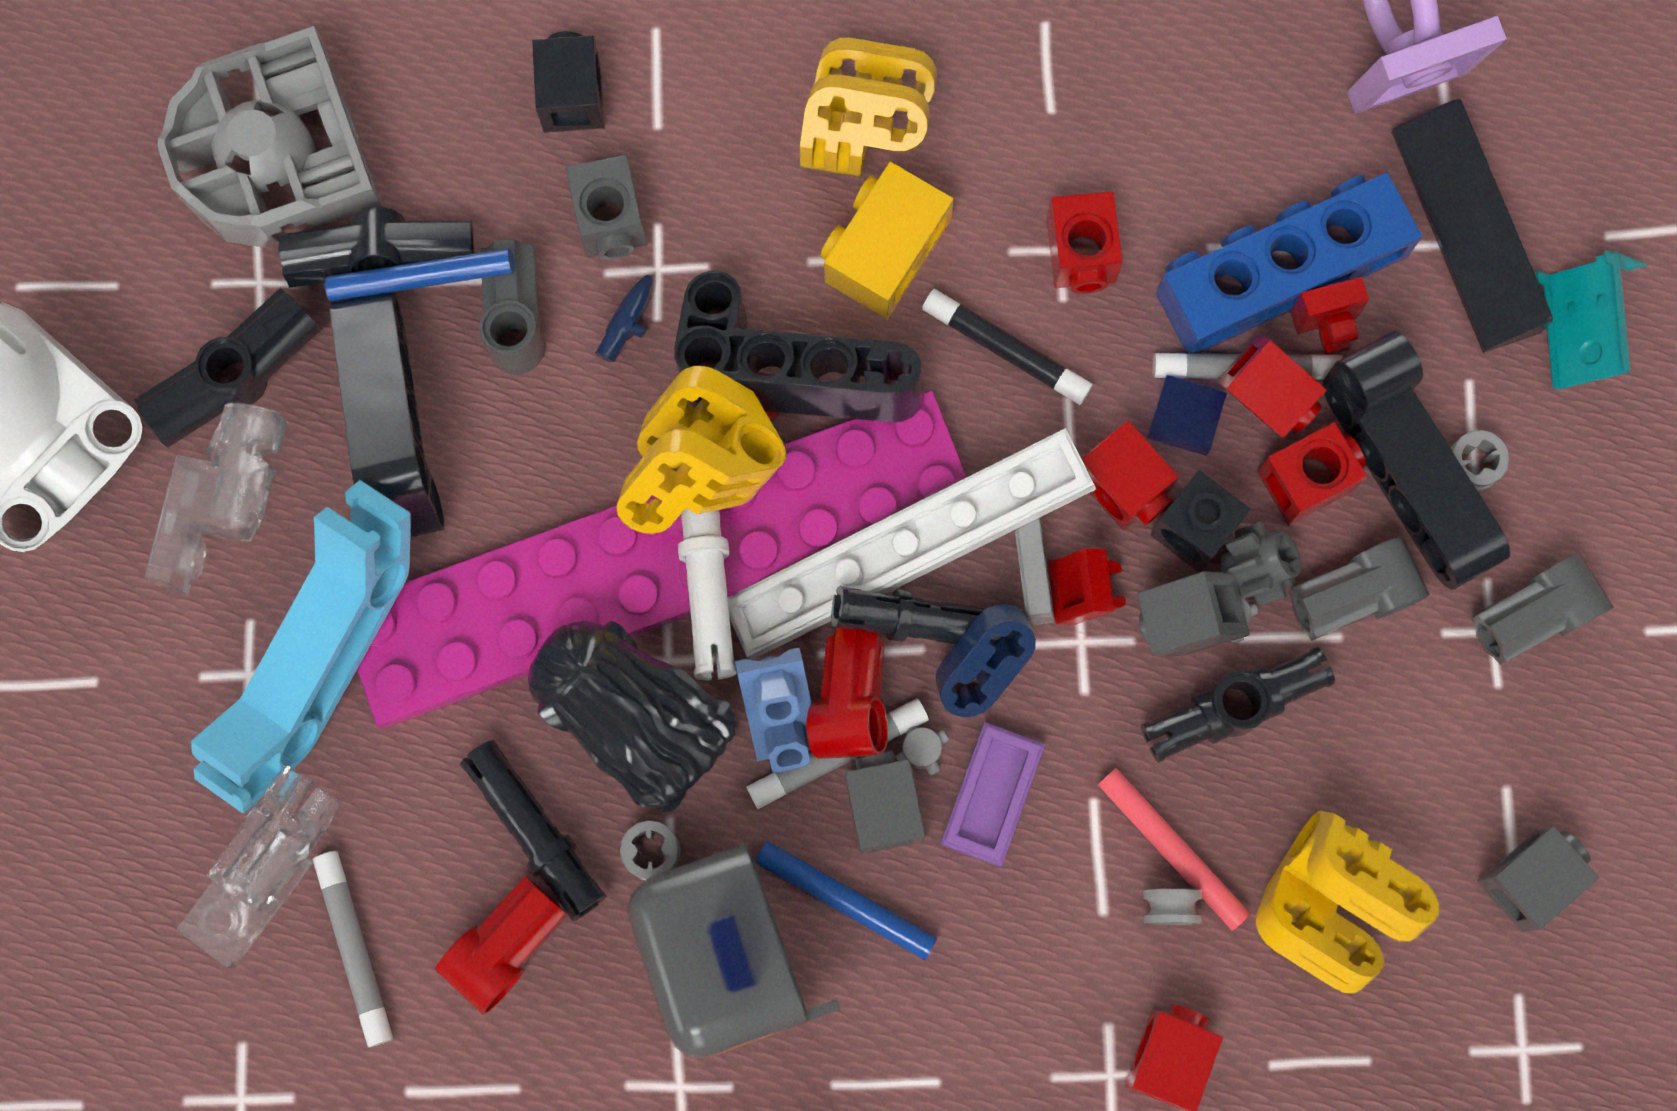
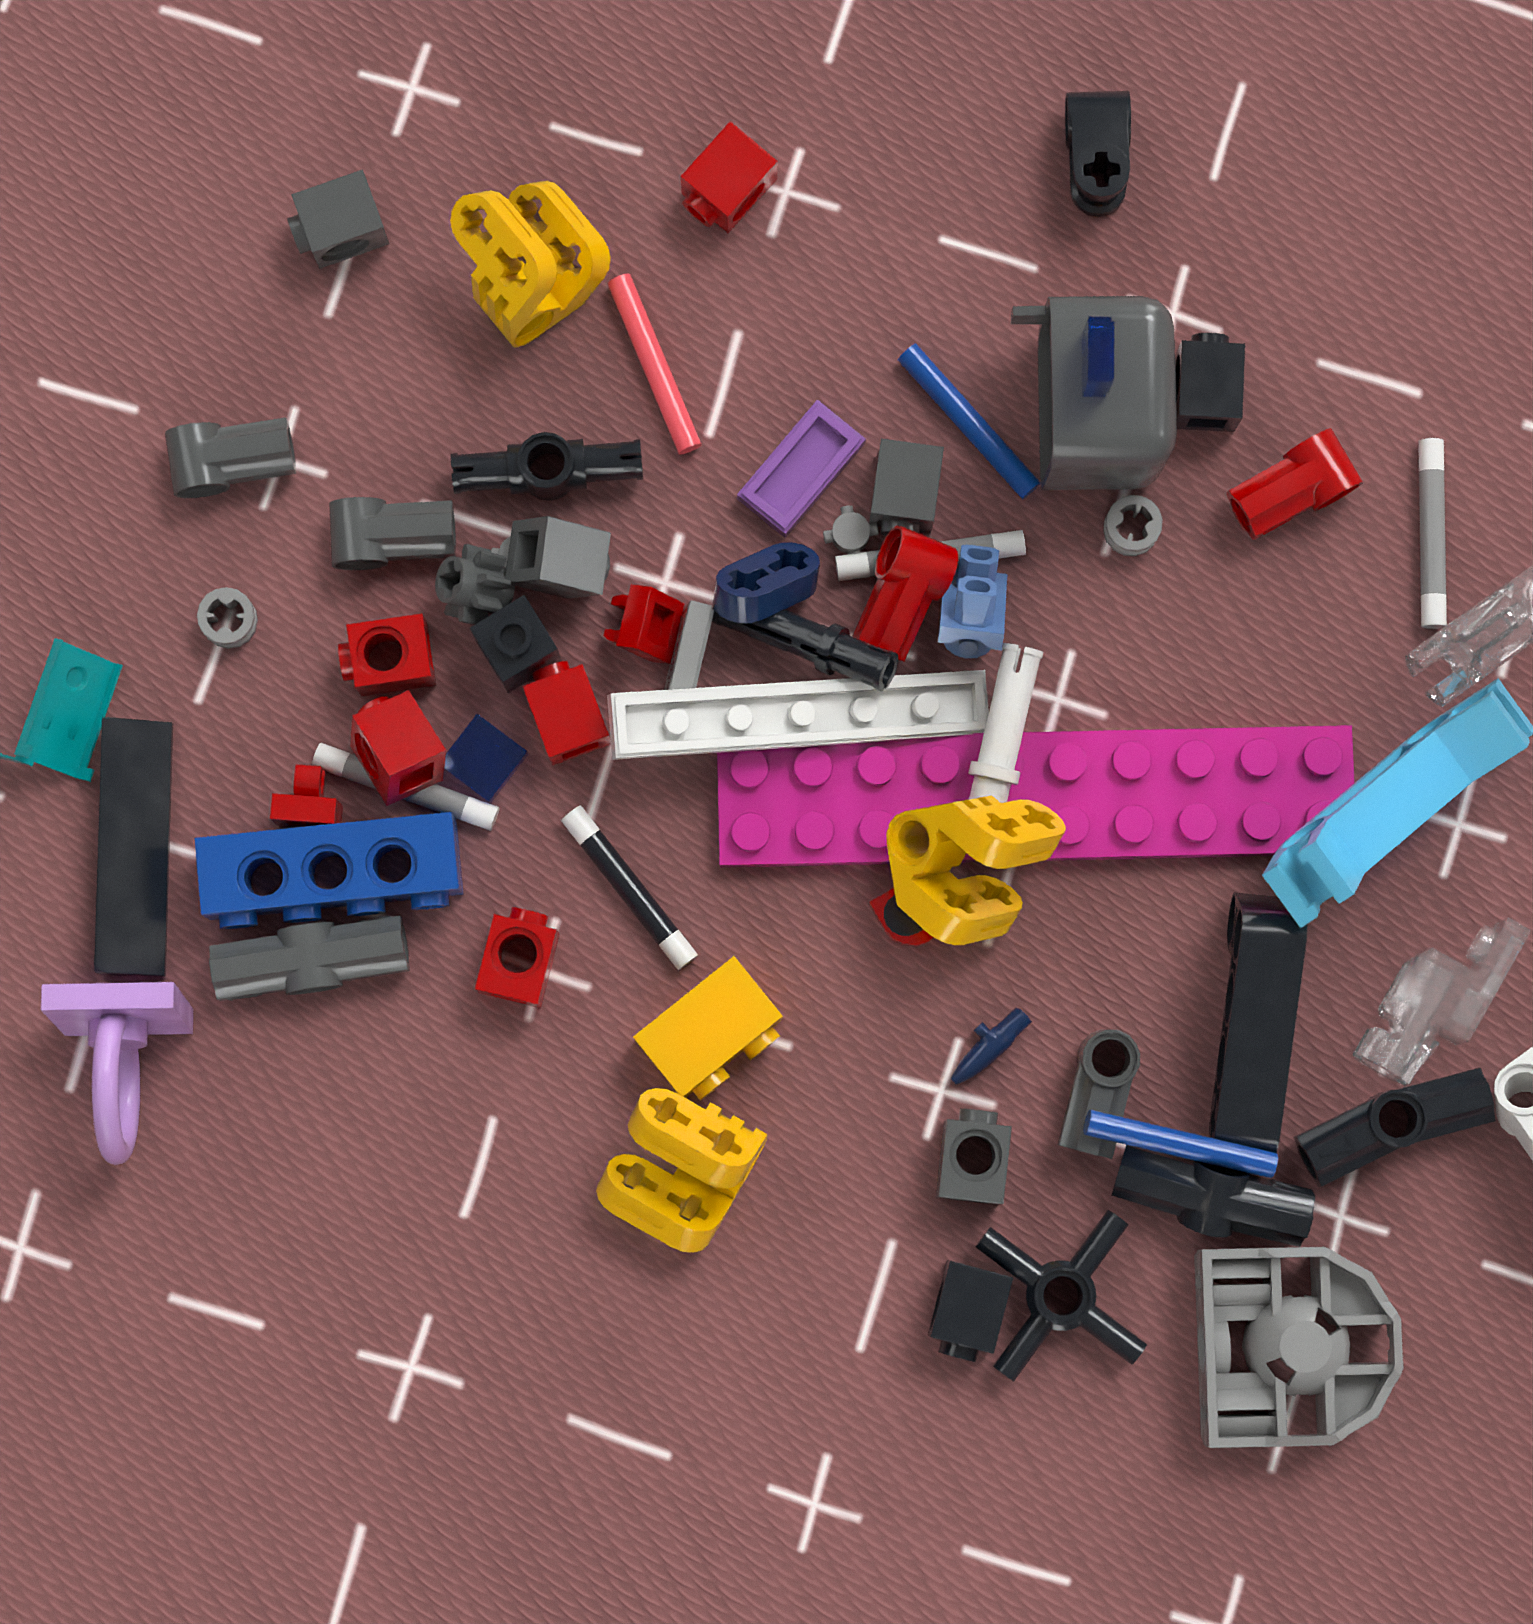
camera: 165 degrees left, 5 degrees up
(493, 141) = (1084, 1313): none -> black bar
(540, 840) = (1230, 565): black pin -> none
(620, 1018) = (1209, 383): none -> black brick
(630, 711) = (1114, 640): black hair -> none
(801, 359) = (838, 928): black beam -> none
(1172, 907) = (677, 309): light grey bush -> none
(1271, 180) = (309, 958): none -> dark grey piece
(1411, 460) = (291, 630): black beam -> none

